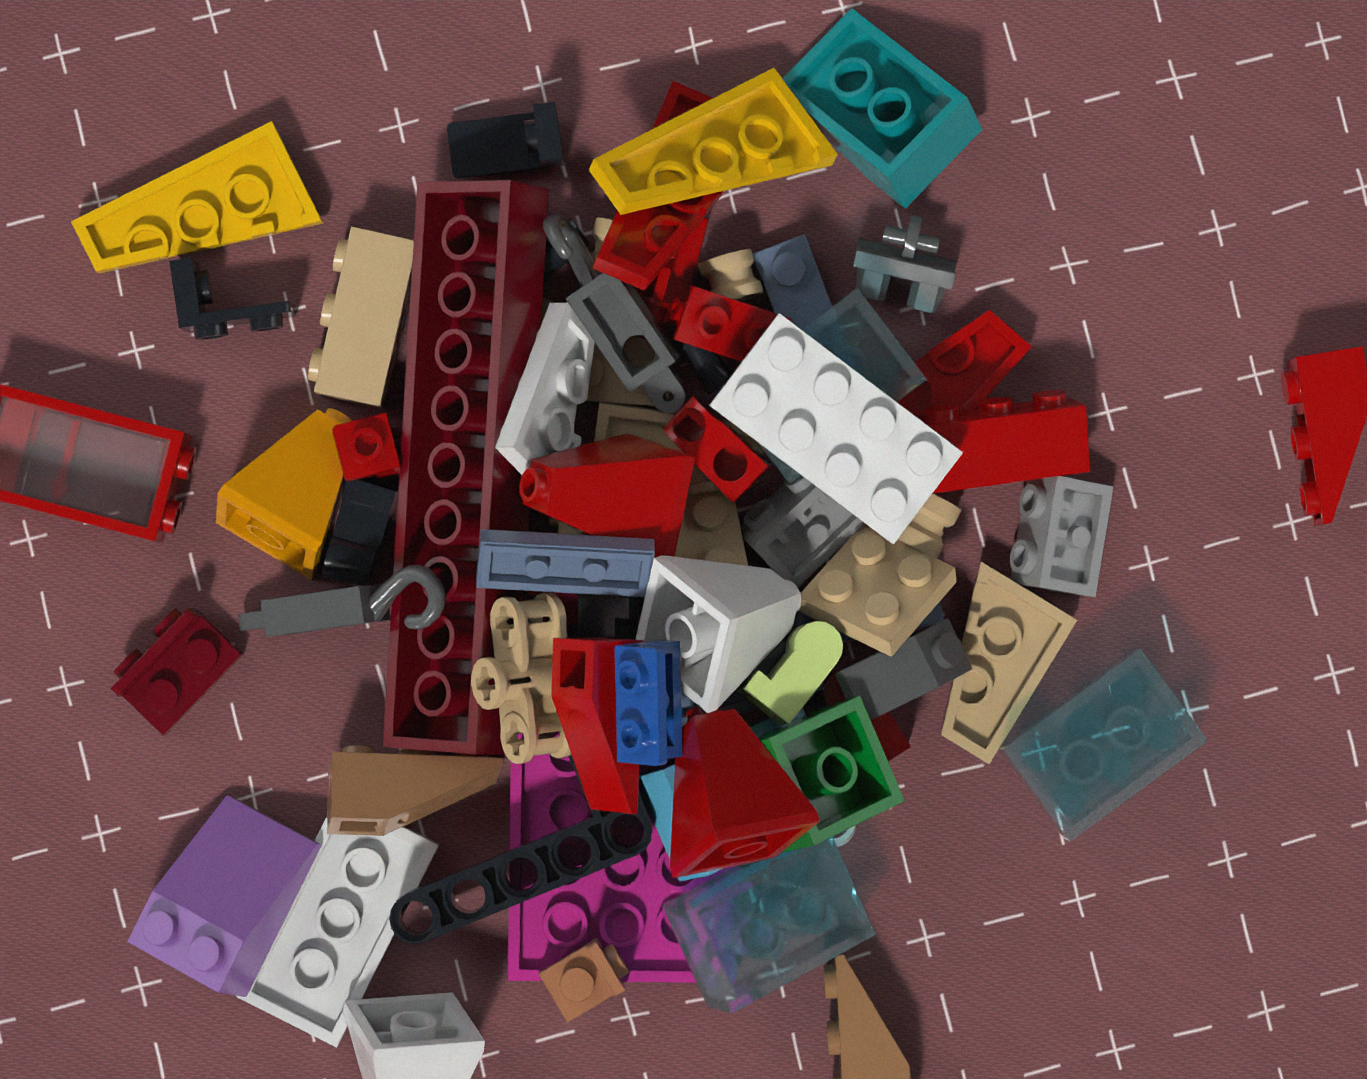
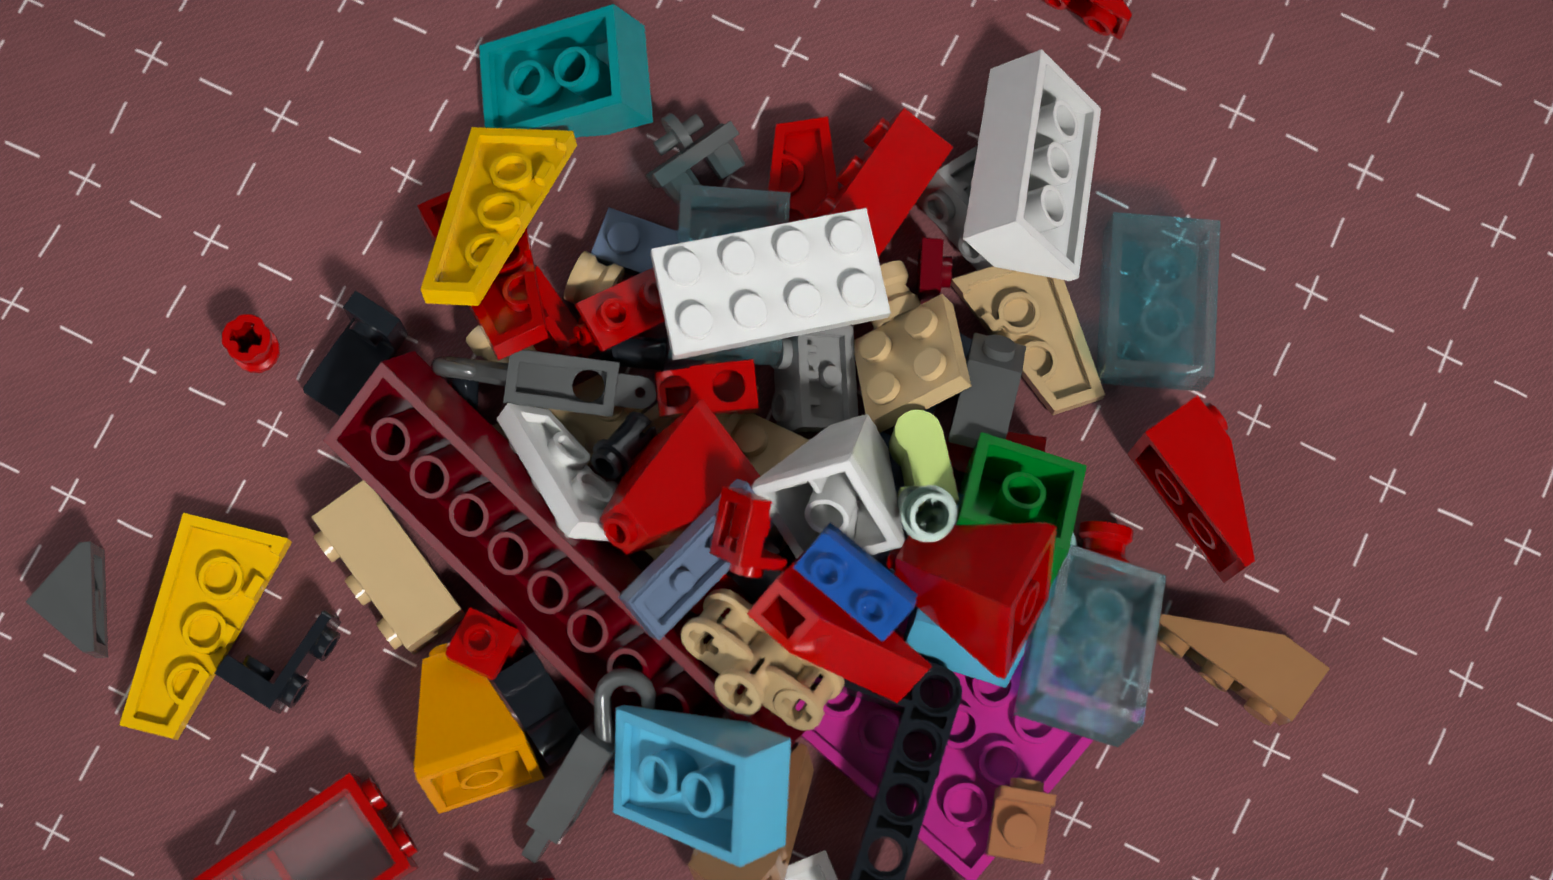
camera: 55 degrees left, 10 degrees down
(133, 100) = (76, 599): none -> dark grey slope
(401, 712) = (703, 781): none -> medium azure slope
(441, 67) = (259, 357): none -> red bush
(603, 421) = (615, 455): none -> black pin
(609, 581) = (741, 531): none -> red bracket
(747, 709) = (934, 519): none -> sand green cone
(866, 864) = (1106, 538): none -> red wheel
(975, 541) = (933, 269): none -> dark red plate
(980, 891) = (1197, 478): none -> red slope
(1125, 552) = (1033, 169): none -> white slope

